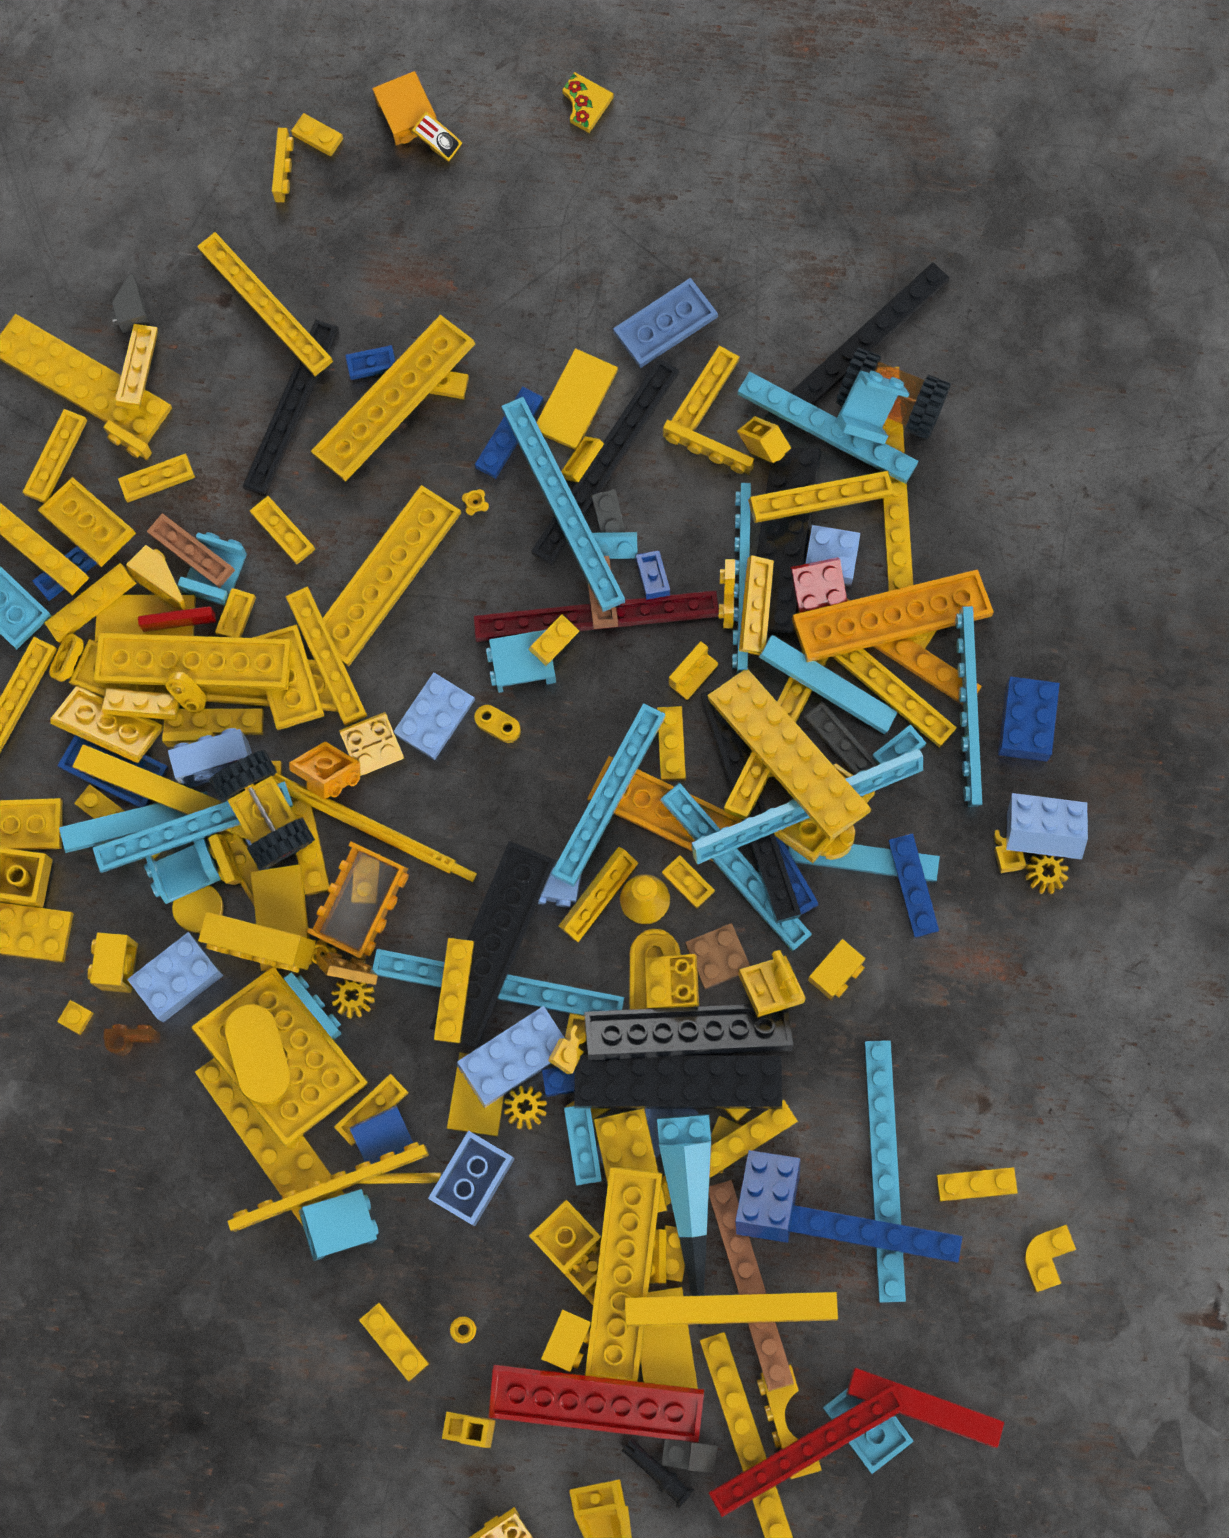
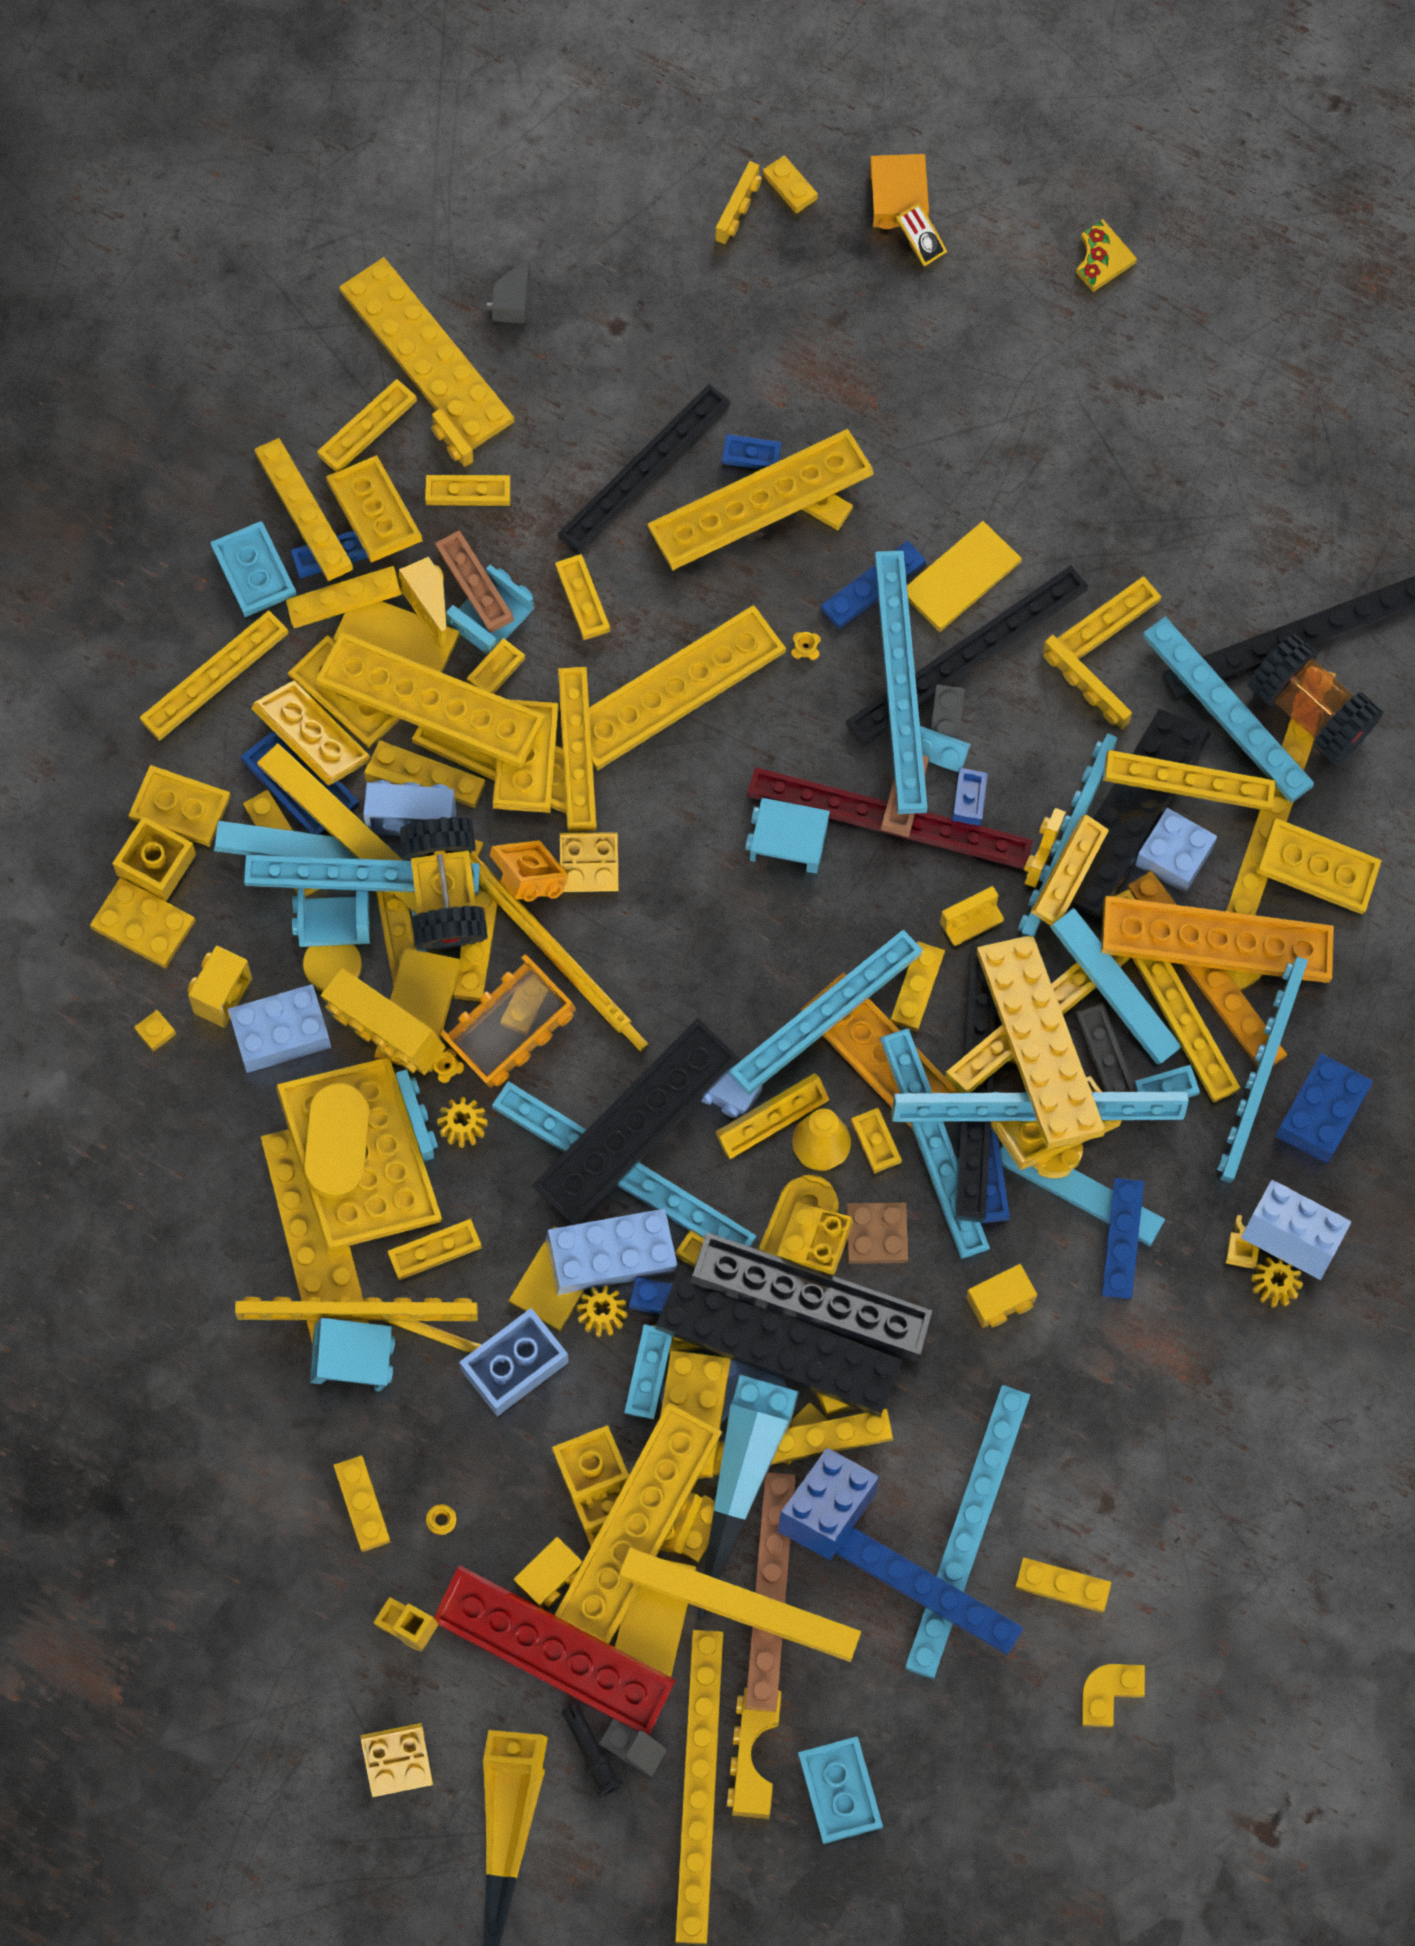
camera: 15 degrees right, 5 degrees down
(66, 657) = (295, 646): yellow plate -> none
(136, 366) = (493, 362): yellow plate -> none
(140, 704) = (356, 725): yellow plate -> none
(142, 1034) = (219, 1075): clear orange plate -> none
(176, 619) = (431, 648): red tile -> none
(186, 692) = (410, 729): yellow plate -> none
(222, 853) = (381, 914): yellow plate -> none
(265, 304) = (660, 346): yellow plate -> none
(353, 969) = (476, 1092): pearl gold plate -> none
(381, 1135) = (435, 1277): blue tile -> none
(434, 716) = (669, 858): light blue plate -> none
(454, 990) = (574, 1154): yellow plate -> none
(496, 723) = (733, 892): yellow plate -> none
(553, 640) = (832, 824): yellow plate -> none
(566, 1052) = (670, 1265): yellow plate -> none
(581, 458) = (941, 642): yellow tile -> none
(665, 322) = (1094, 529): medium blue plate -> none
(764, 439) = (1151, 696): yellow brick -> none
(771, 985) = (923, 1284): yellow plate -> none
(807, 1450) = (763, 1786): red tile -> none
(818, 584) = (1148, 874): plate -> none
(870, 405) = (1282, 702): medium azure panel -> none
(931, 1409) = (909, 1796): red tile -> none
(947, 526) = (1318, 866): none -> yellow plate

